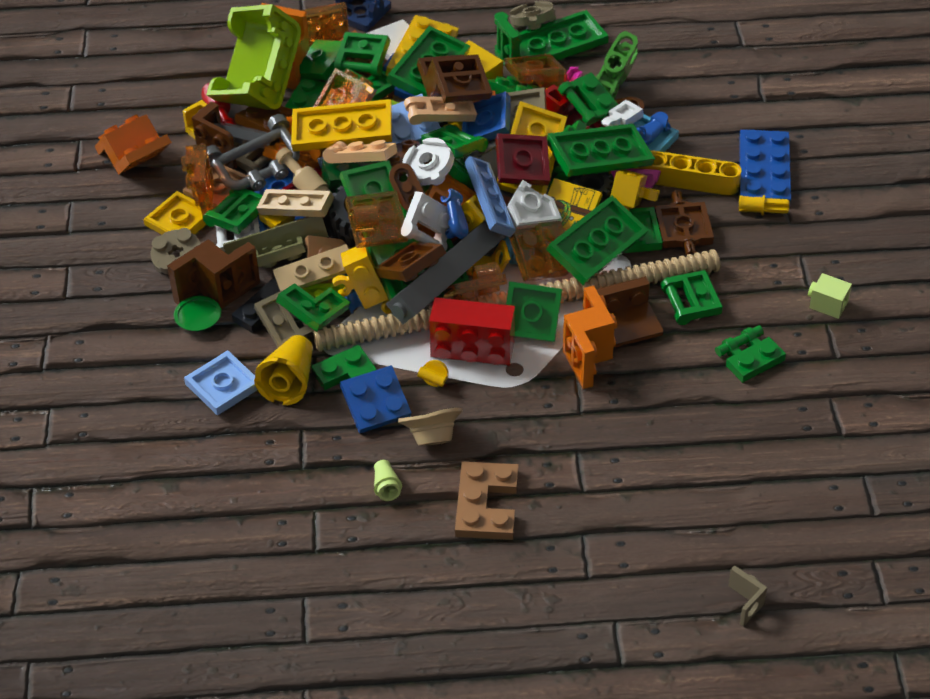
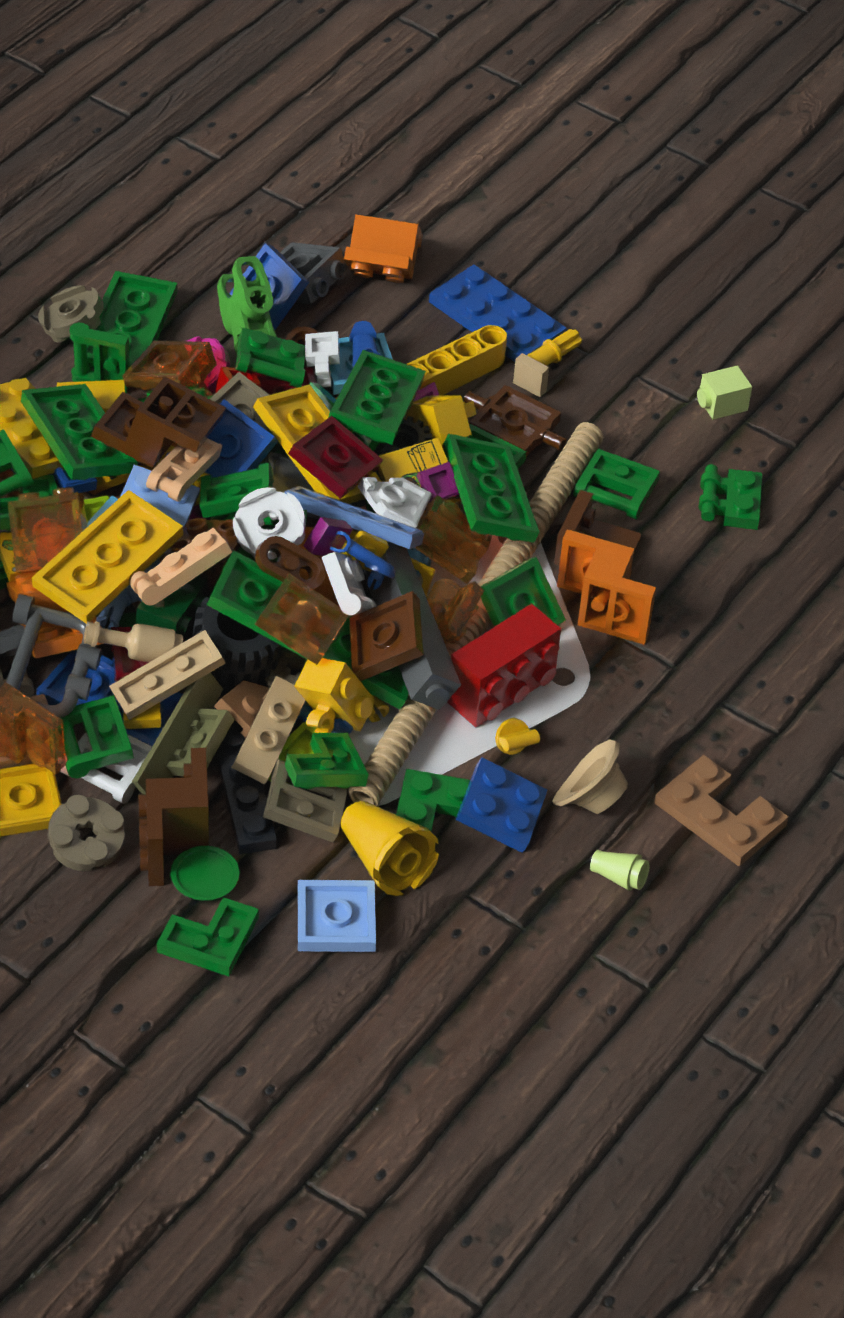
camera: 55 degrees left, 0 degrees up
(157, 349) = (210, 946): none -> green plate
(457, 185) = (325, 536): none -> magenta tile
(572, 214) = (439, 481): none -> magenta tile
(647, 67) = (284, 281): none -> blue plate
(684, 74) = (319, 265): none -> dark grey plate
(729, 207) = (531, 375): none -> tan tile
(740, 88) = (383, 248): none -> orange bracket

